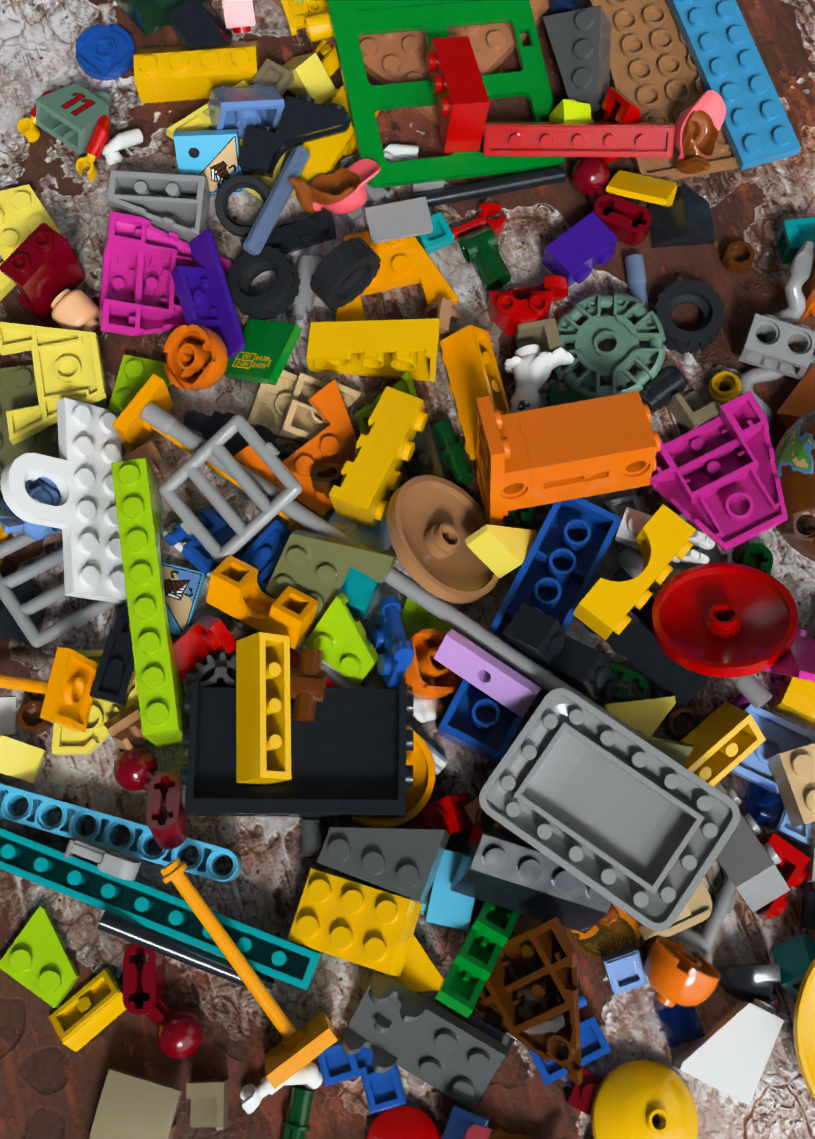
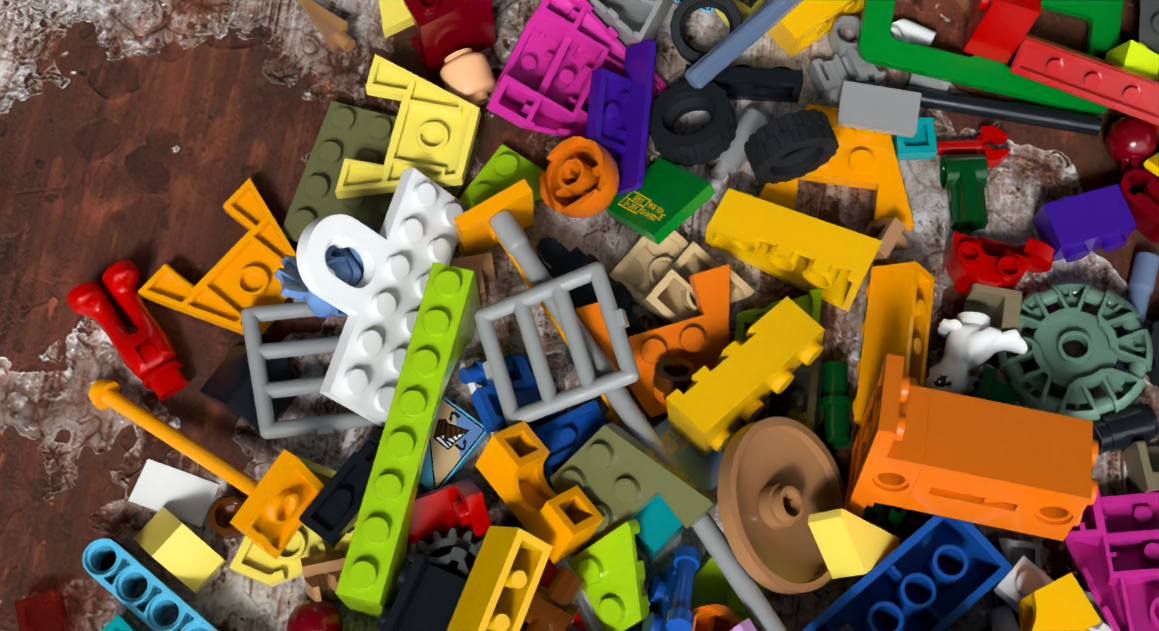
camera: 25 degrees right, 5 degrees down
(337, 192) = (818, 50): hair -> none

